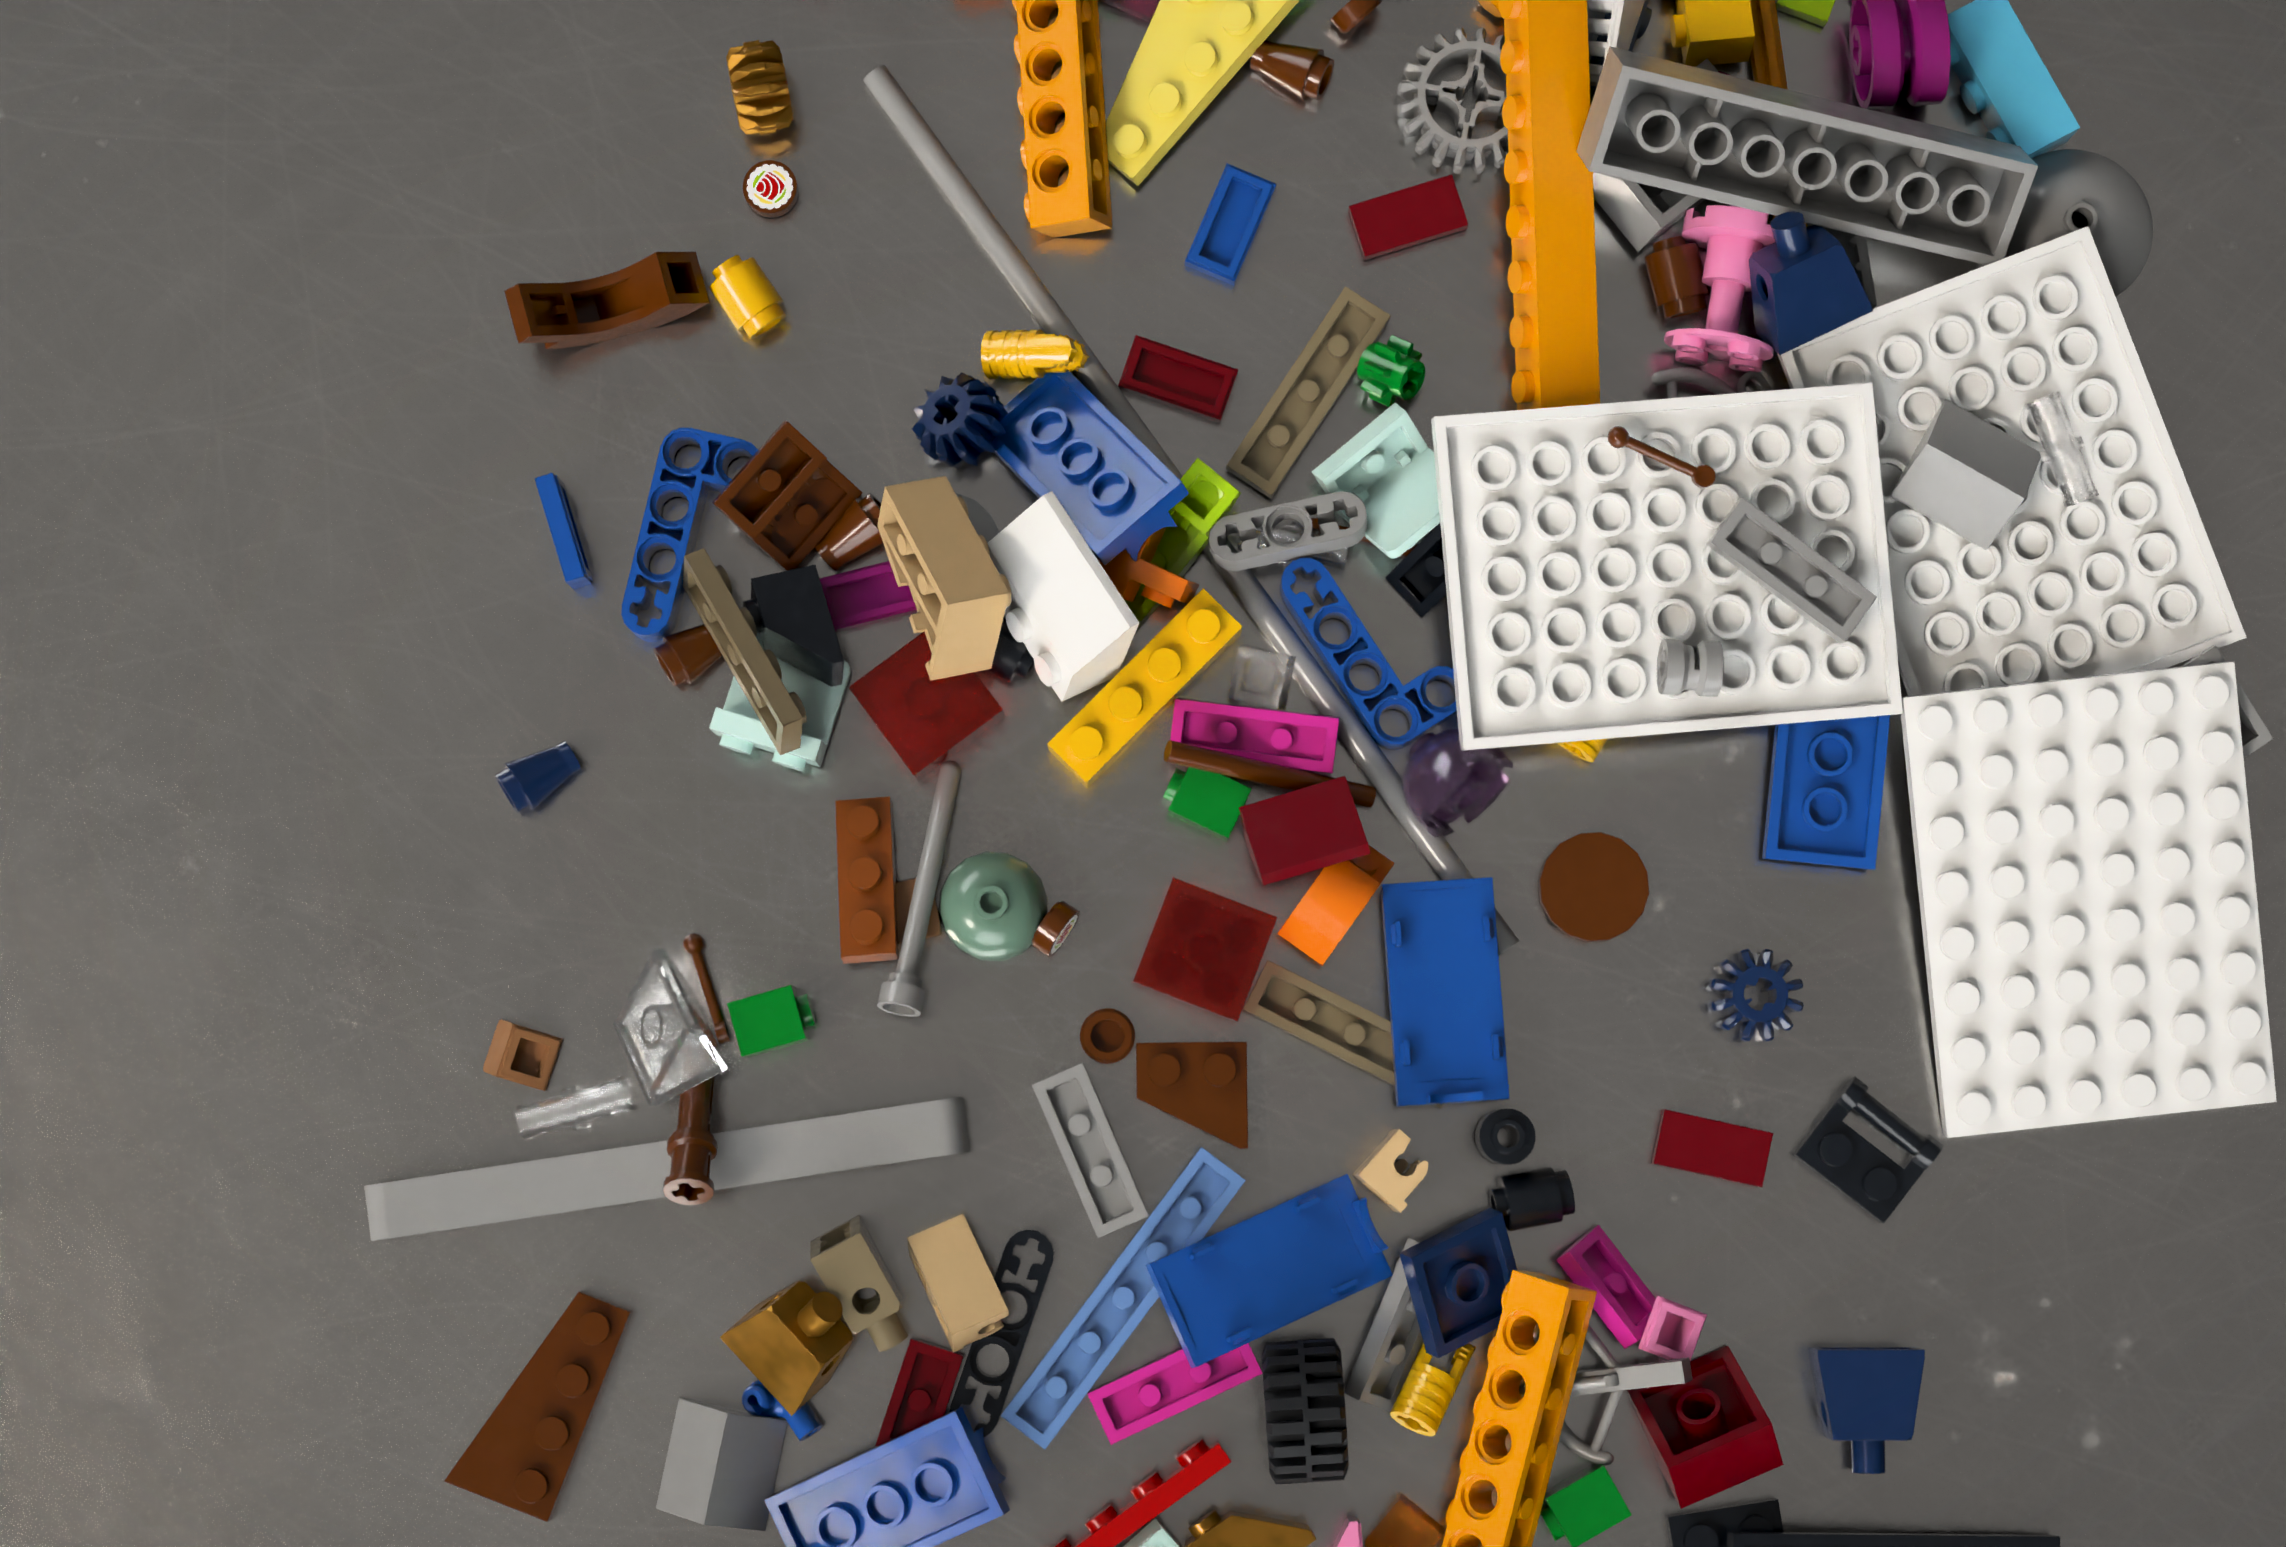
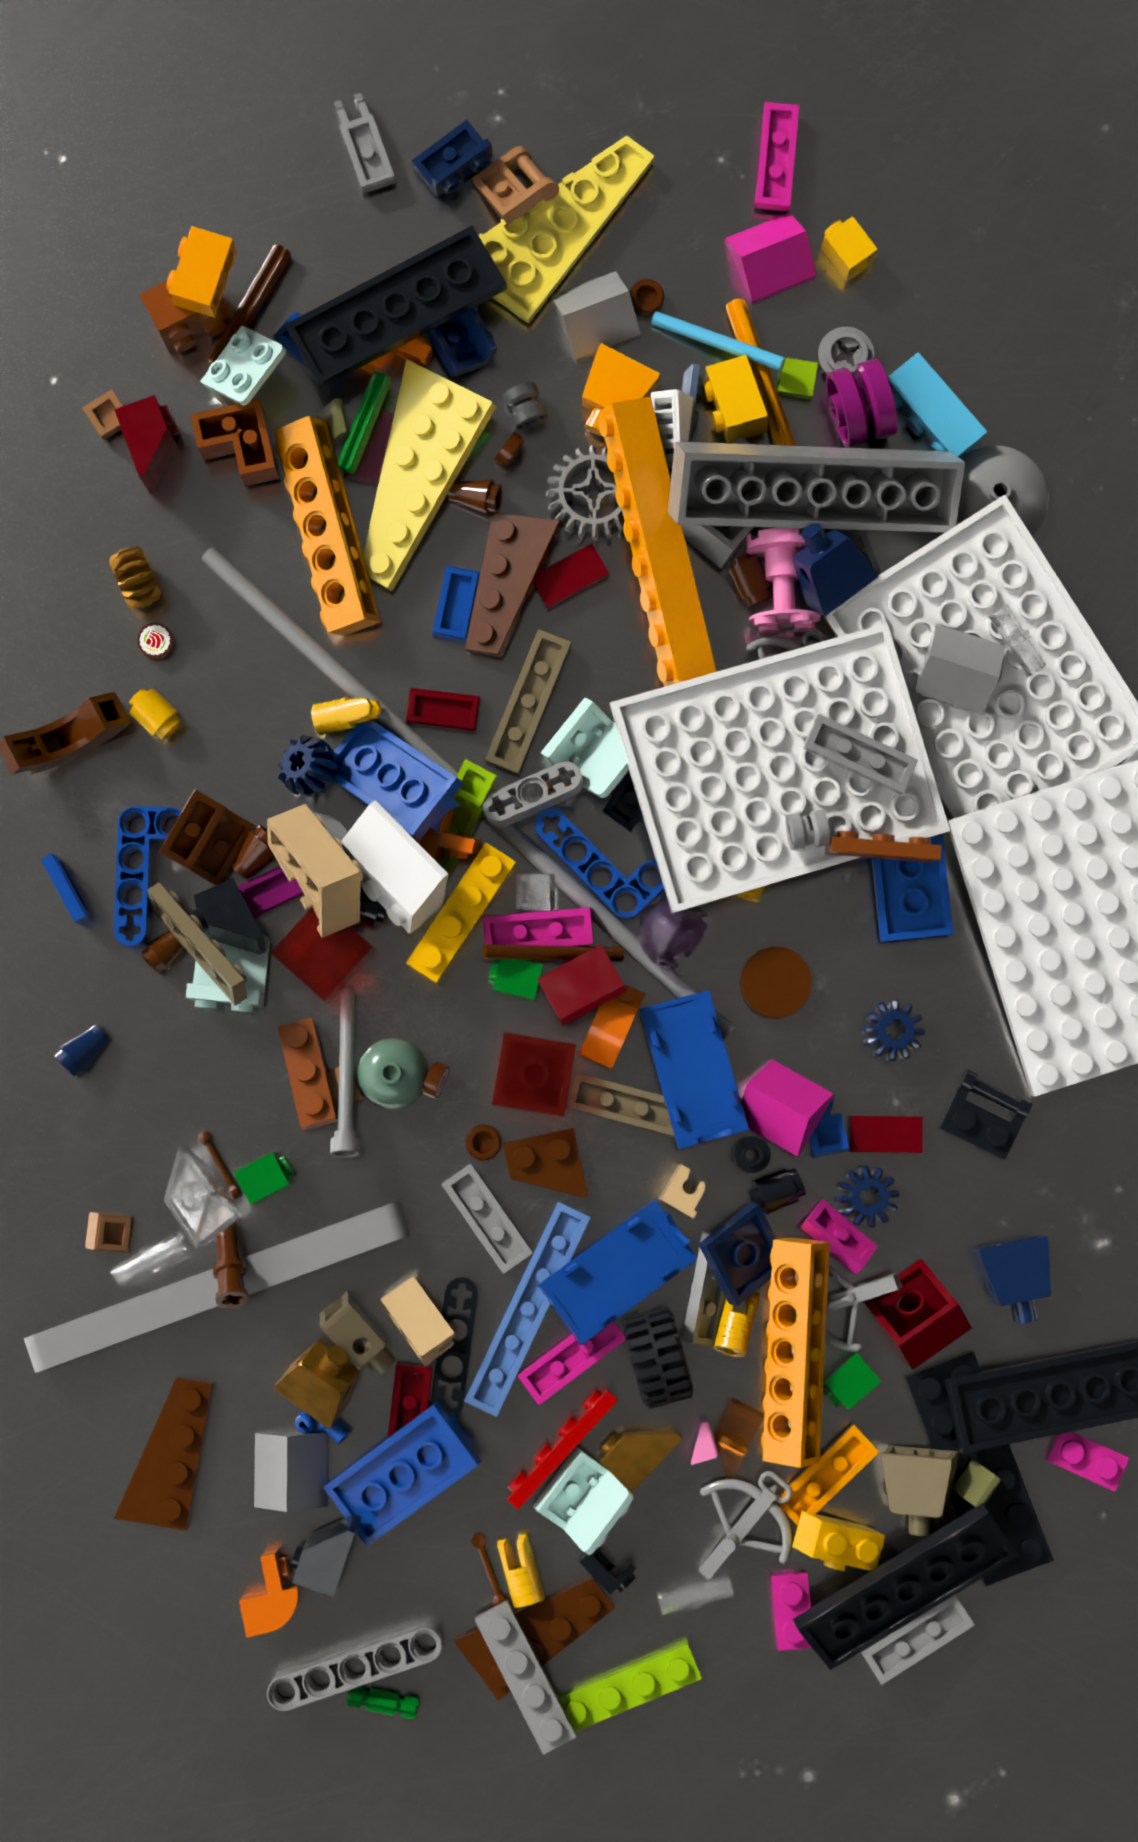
camera: 10 degrees left, 0 degrees up
(1321, 186) = (507, 577): none -> reddish brown wing
(1391, 371) = (578, 677): green gear -> none
(1569, 1075) = (784, 1106): none -> dark pink slope
(1624, 1125) = (829, 1135): none -> blue plate
(1667, 1254) = (871, 1208): none -> dark blue gear
(1672, 1330) = (883, 1256): bright pink slope -> none
(1701, 476) = (790, 705): reddish brown hinge -> none
(1799, 717) = (884, 847): none -> dark orange plate

